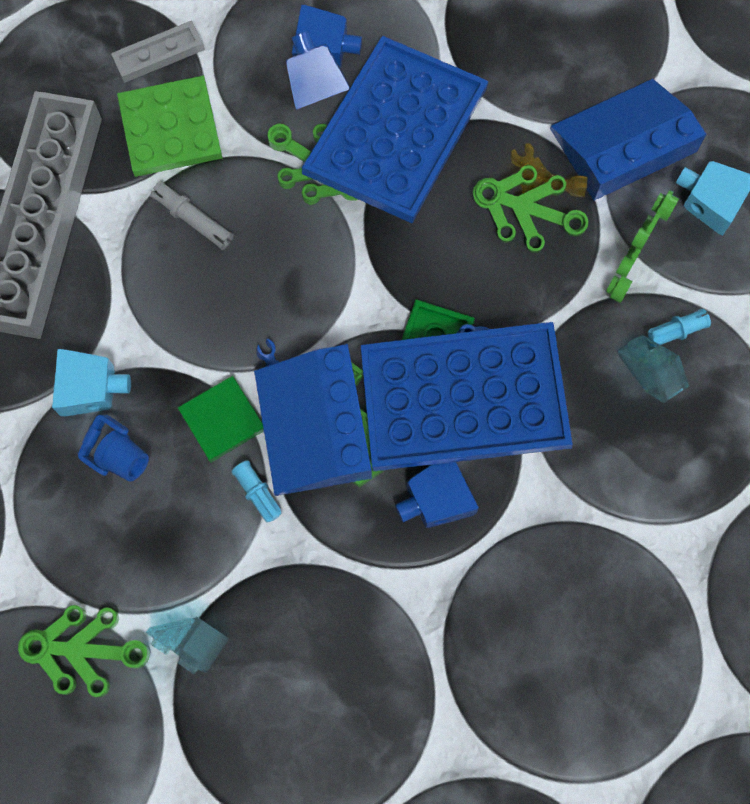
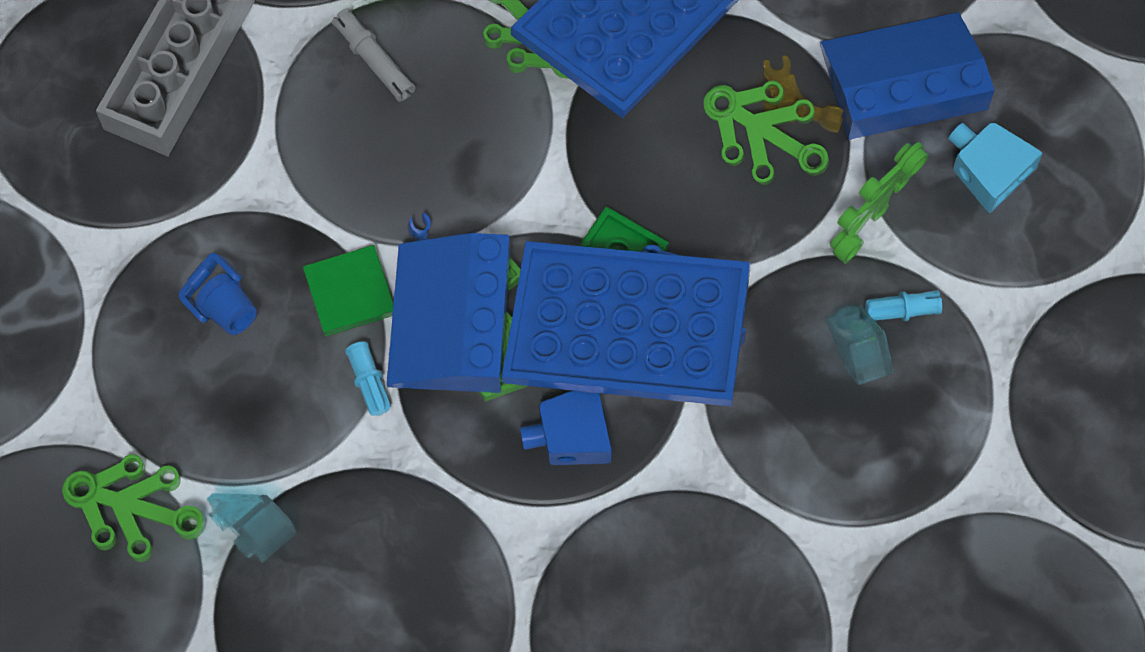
camera: 15 degrees right, 5 degrees down
(85, 383) = (207, 216): medium azure torso -> none

